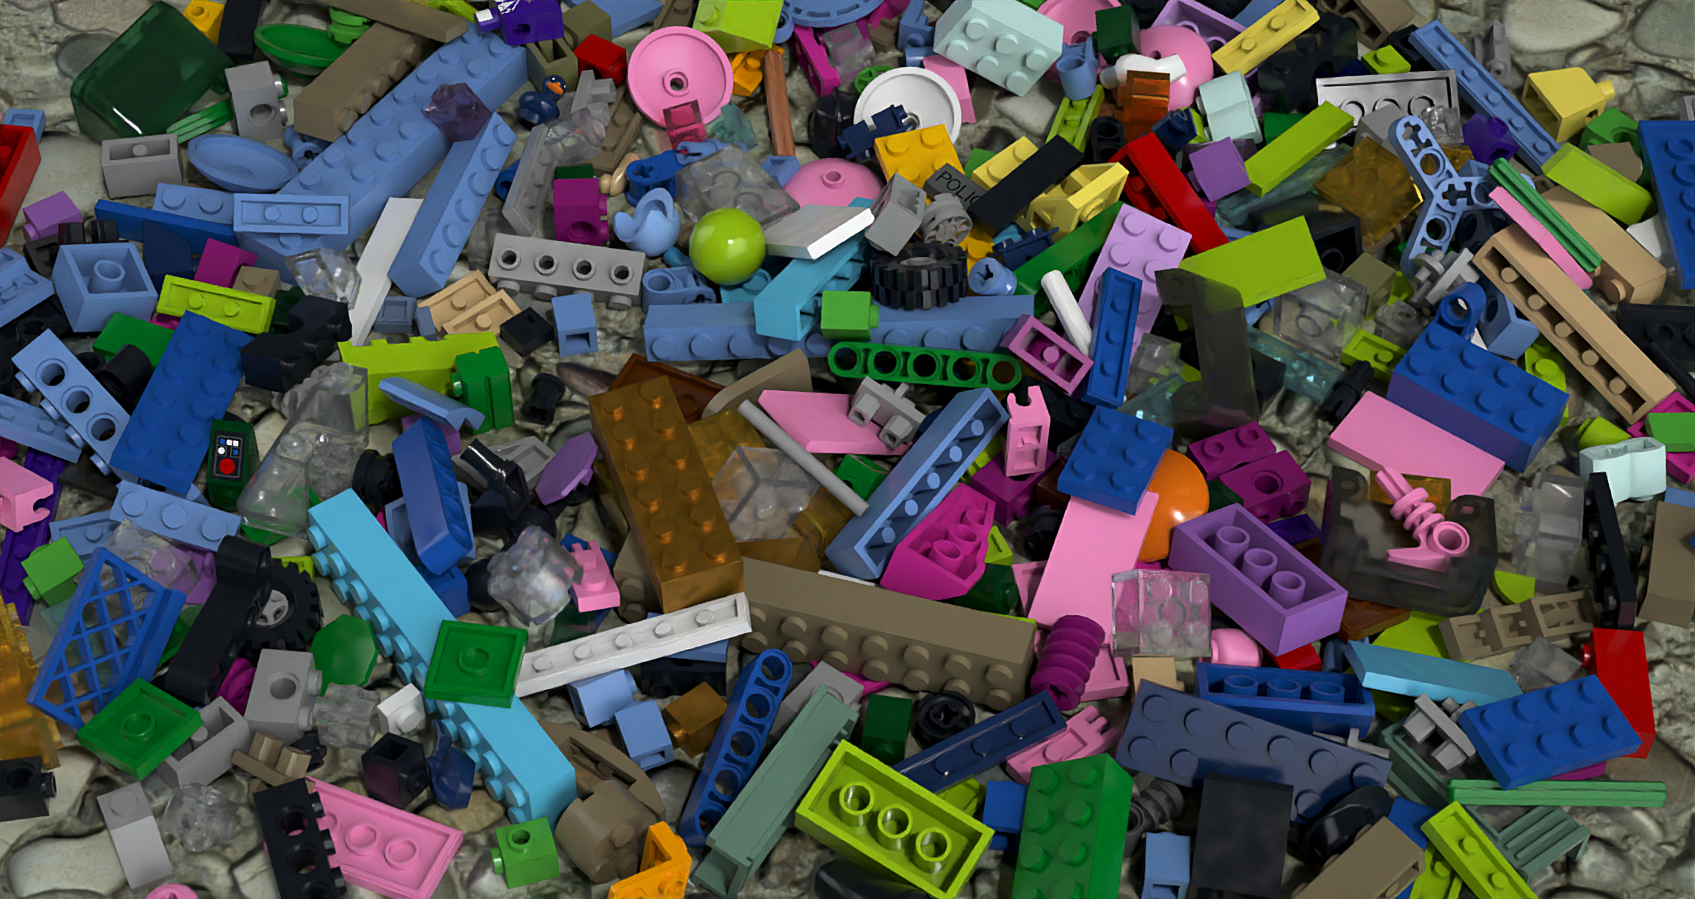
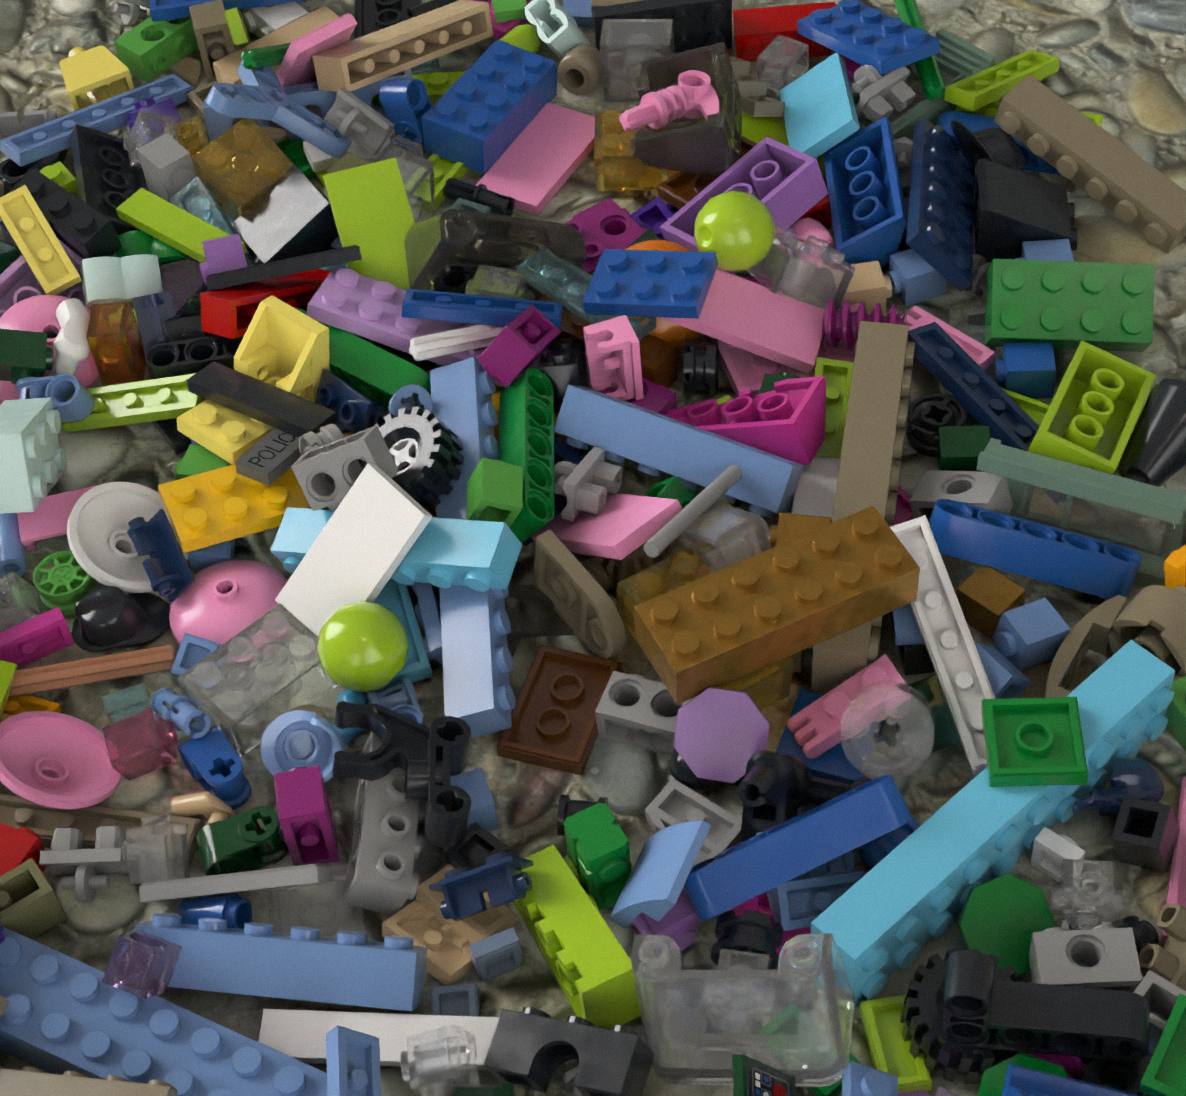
camera: 90 degrees left, 0 degrees up
(473, 311) = (499, 877): none -> dark blue hinge
(539, 106) = (97, 907): dark blue animal -> none
(587, 279) = (425, 755): none -> black piece
(1176, 530) = (736, 229): none -> lime piece
(1189, 197) = (283, 267): none -> black tile

